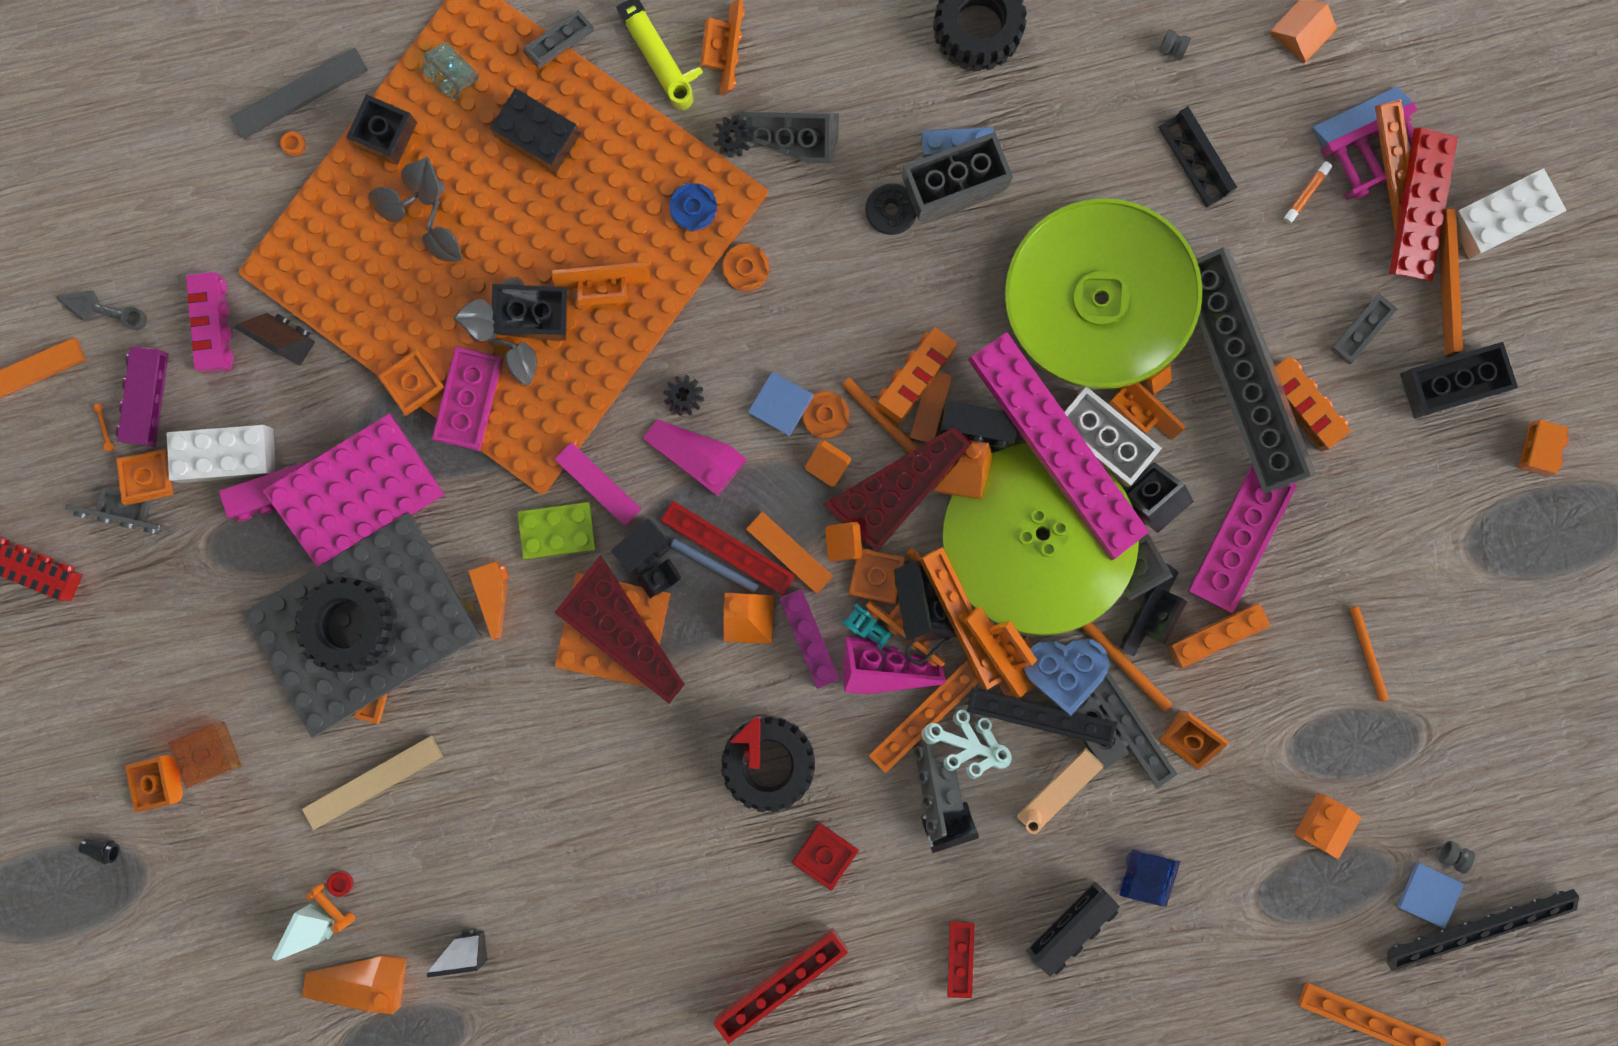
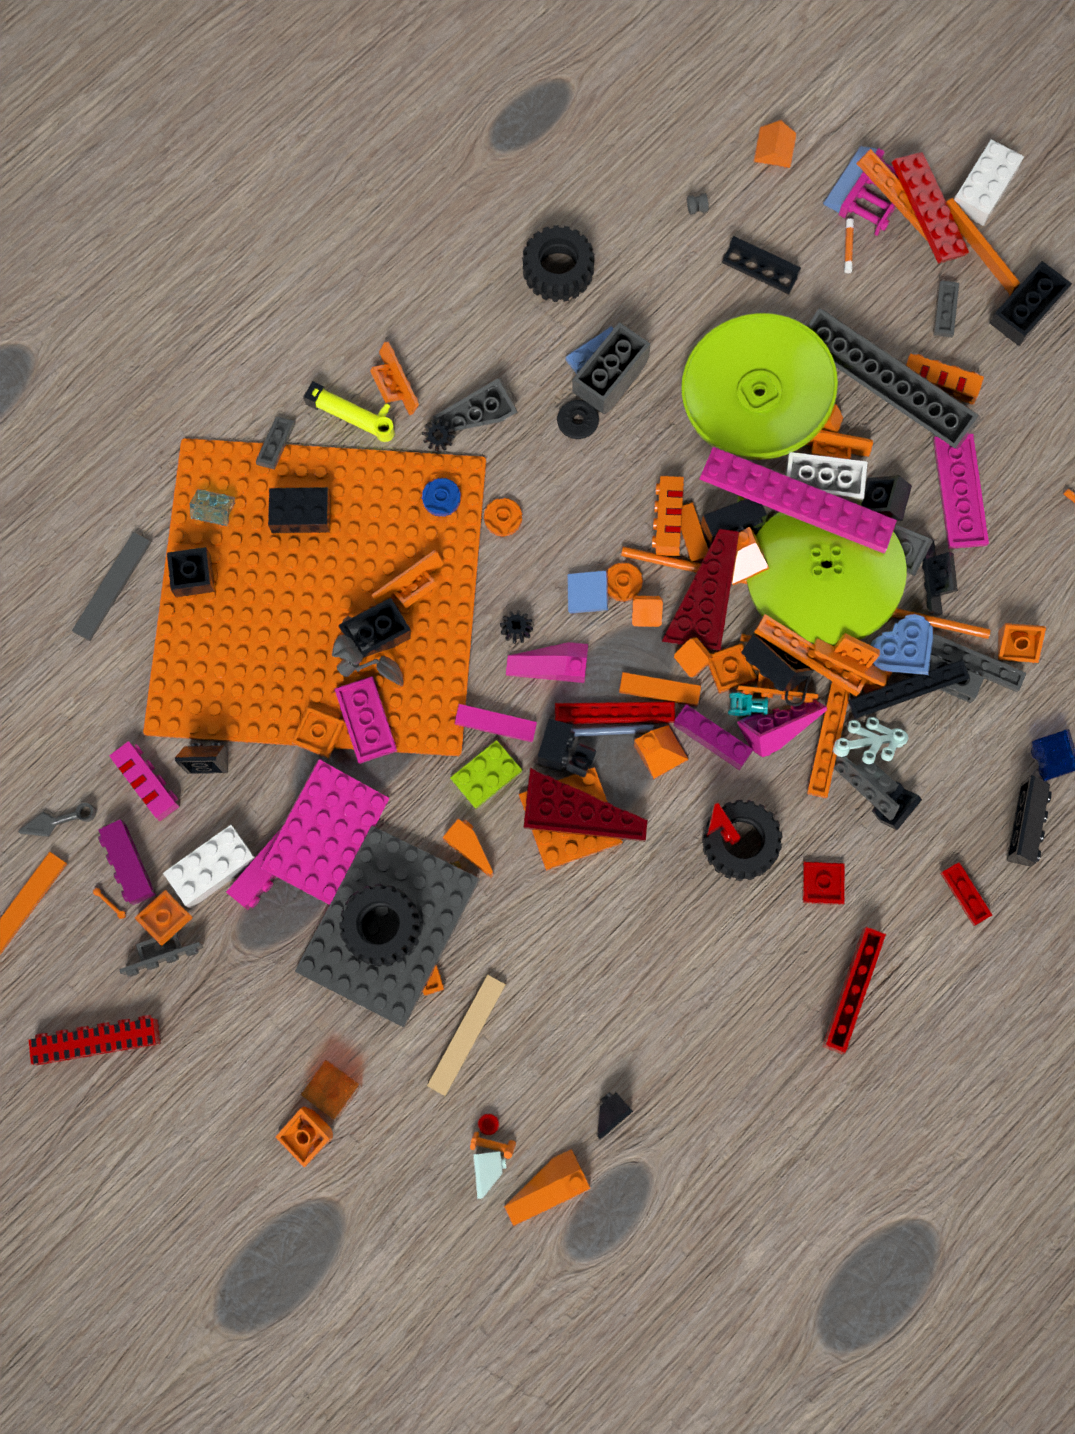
camera: 30 degrees left, 10 degrees down
(100, 850) = (296, 1211): black cone -> none
(293, 144) = (128, 623): orange tile -> none
(420, 179) = (250, 584): dark grey plant -> none
(1060, 791) = (955, 733): light nougat piece -> none
(1218, 635) = (989, 563): orange brick -> none

